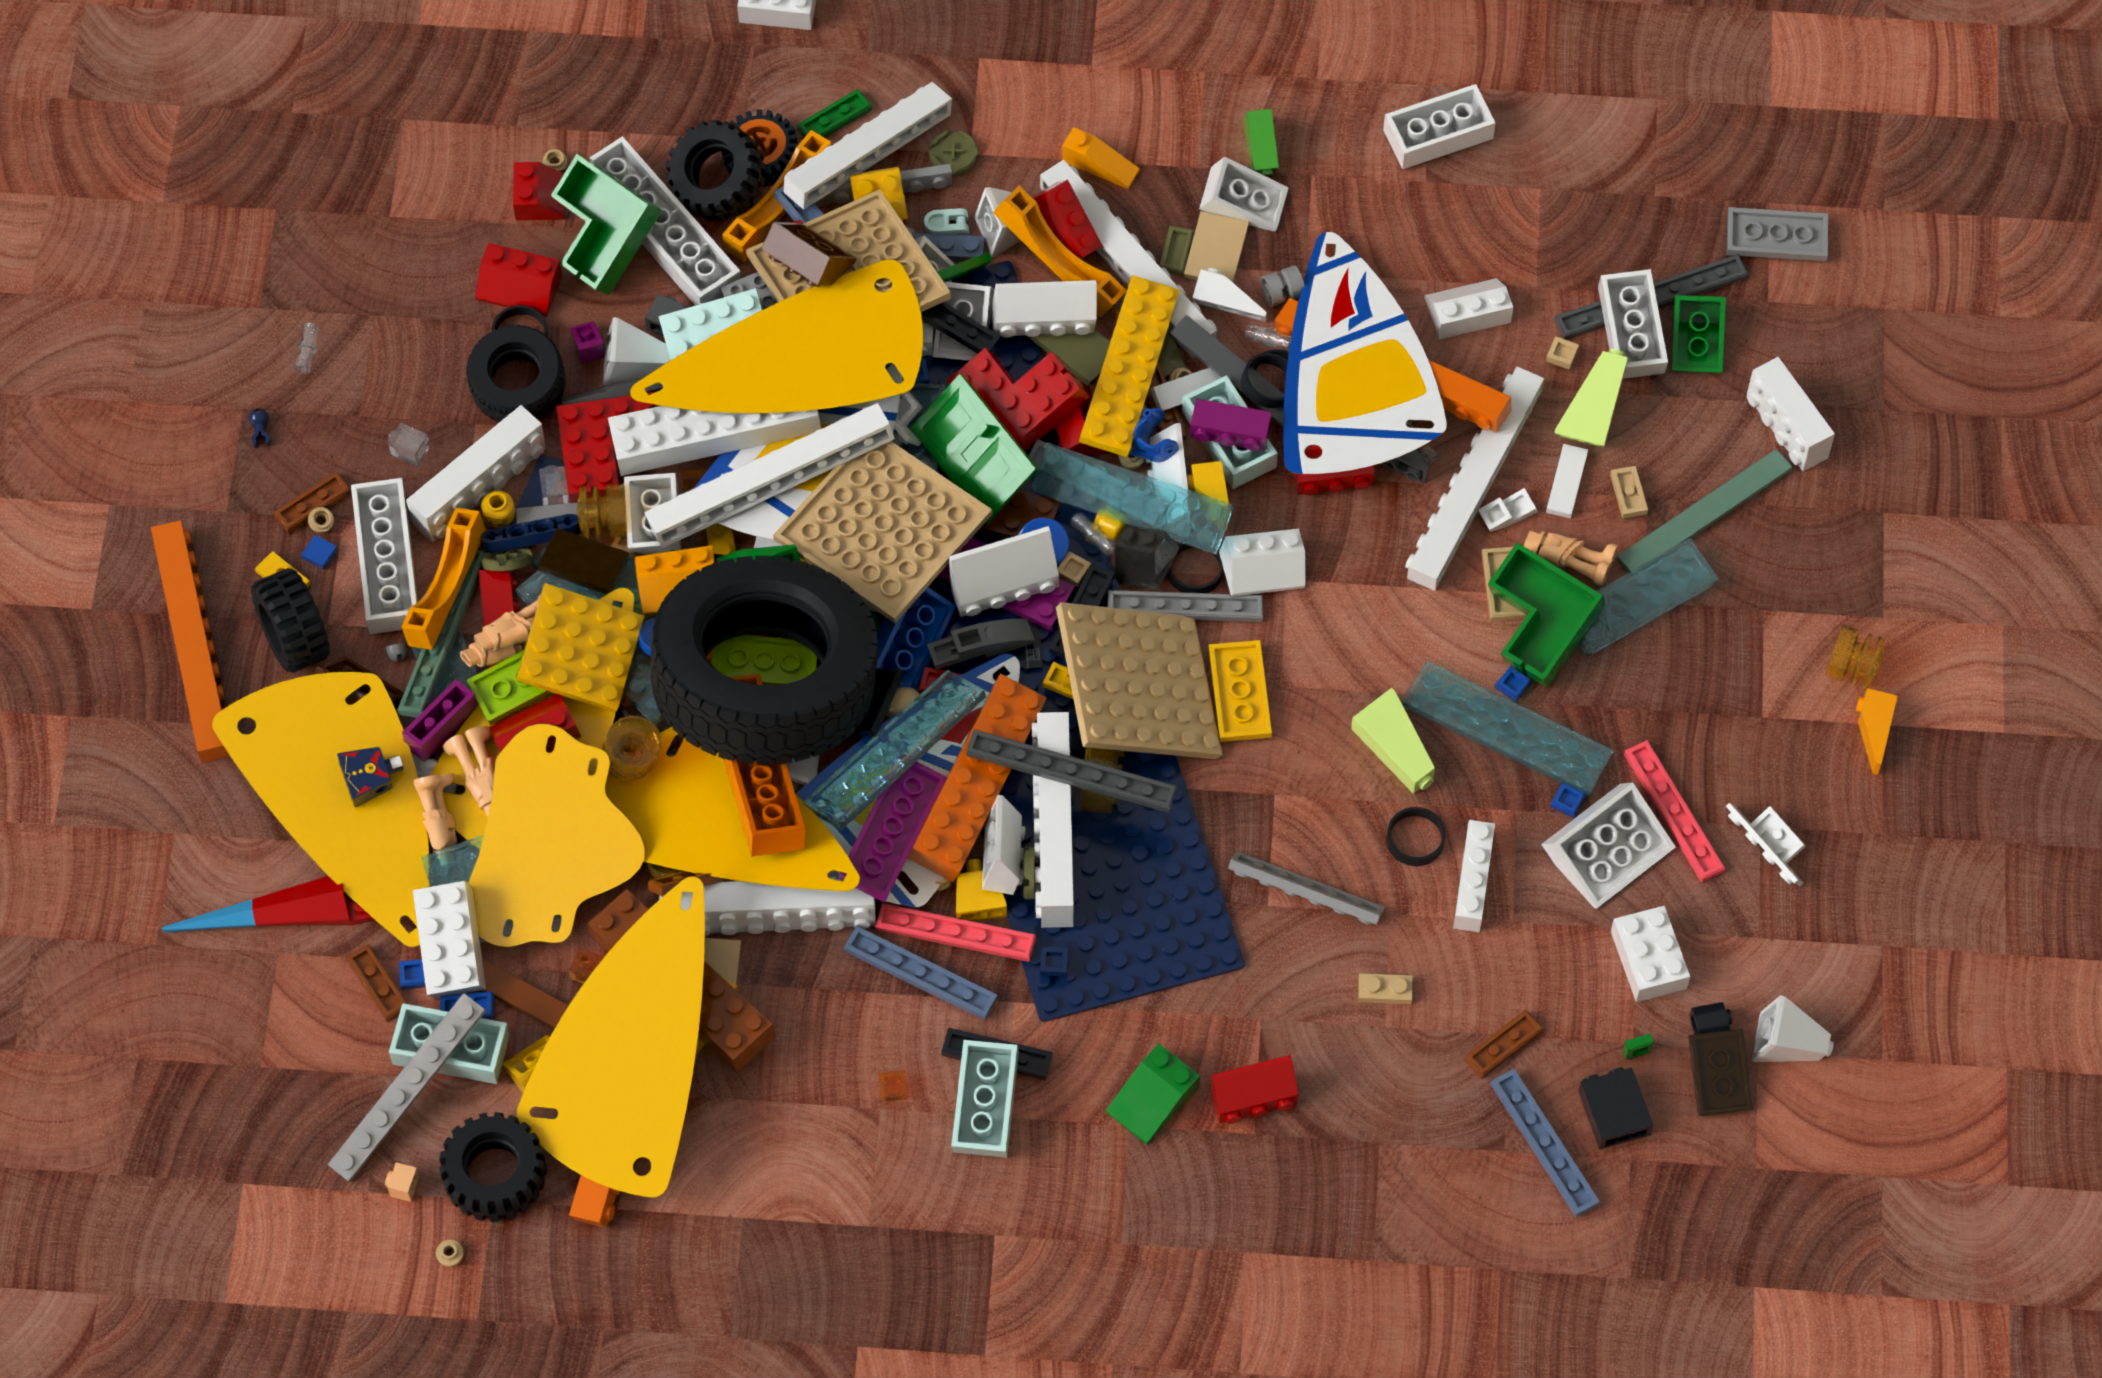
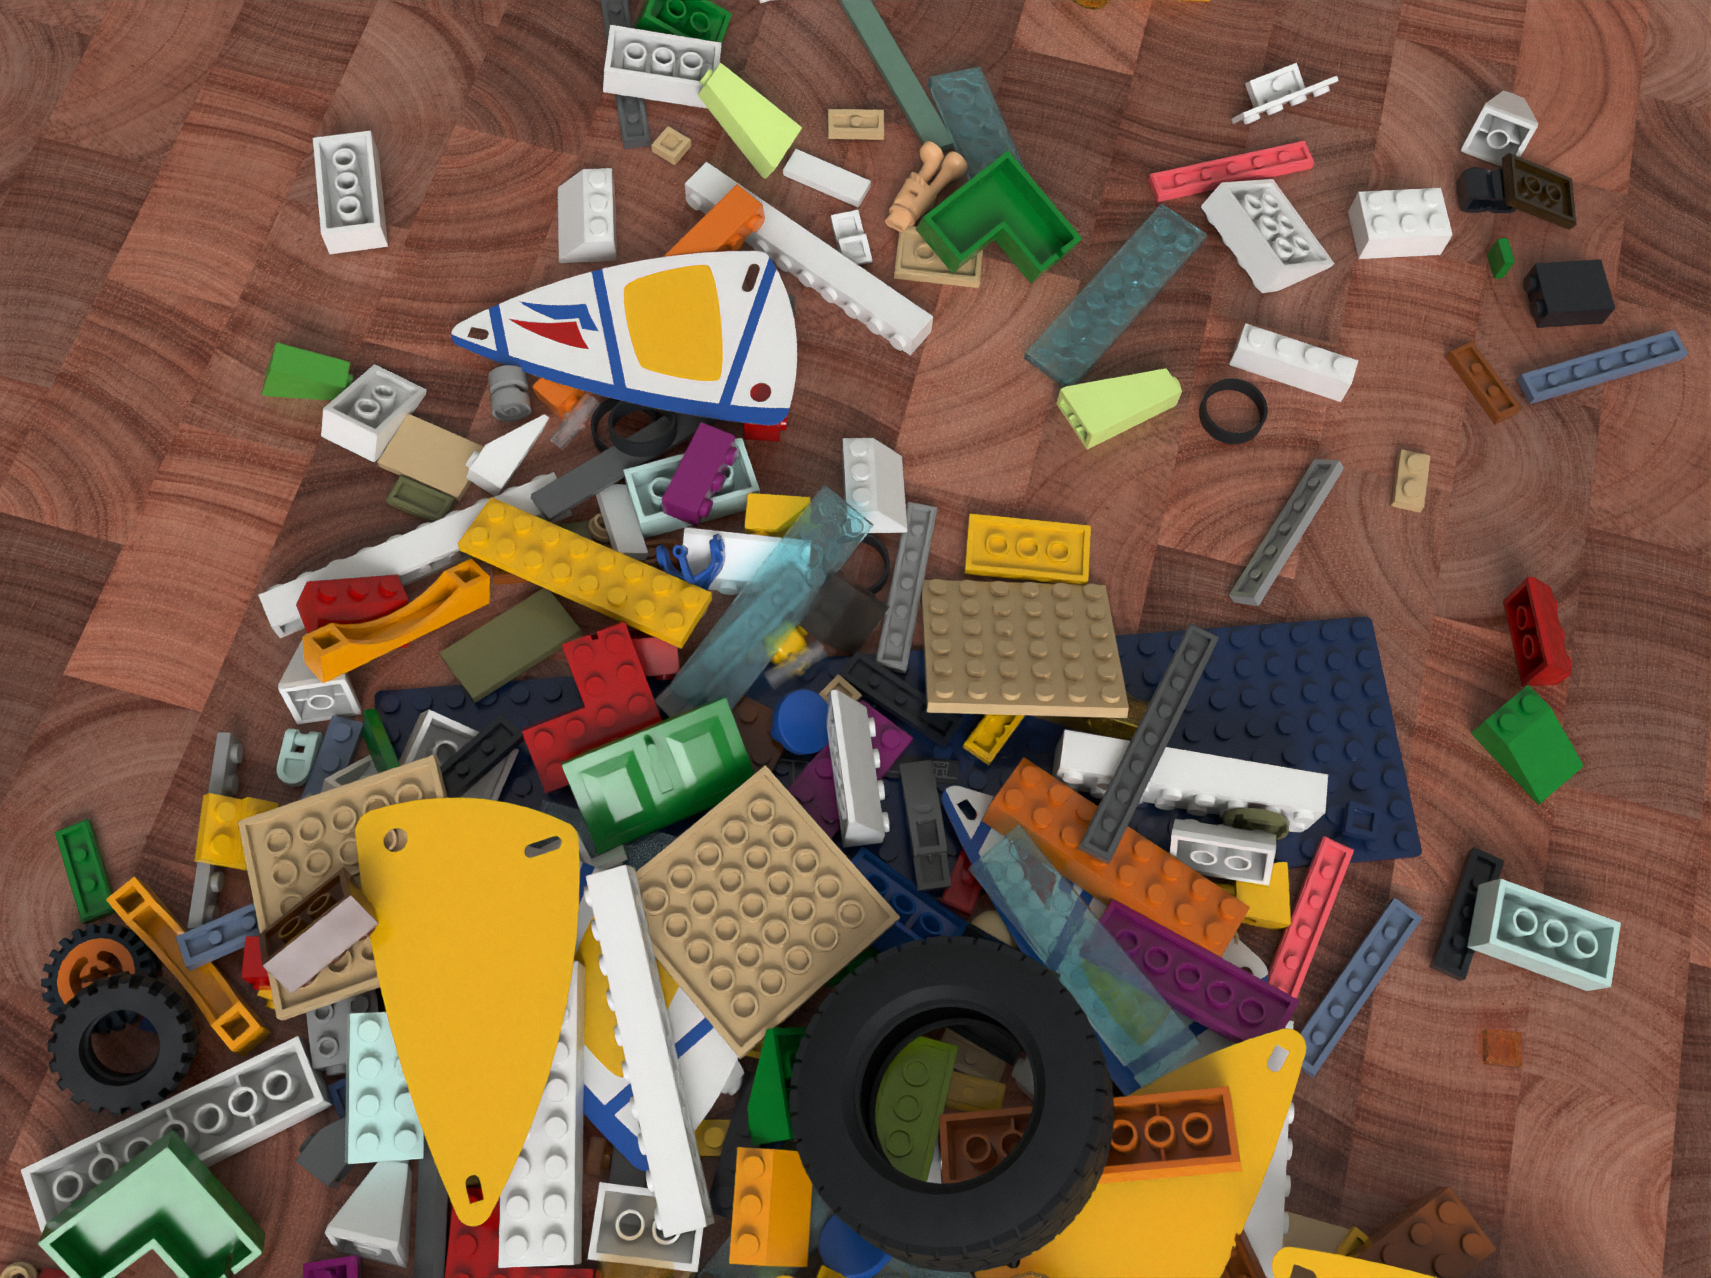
camera: 85 degrees left, 5 degrees up
(867, 145) = (156, 834): white brick -> none
(954, 149) = (192, 730): olive tile -> none
(1044, 308) = (476, 655): white slope -> none
(1098, 158) = (264, 560): light orange slope -> none
(1513, 684) = (1061, 281): blue tile -> none
(1568, 800) = (1206, 261): blue tile -> none

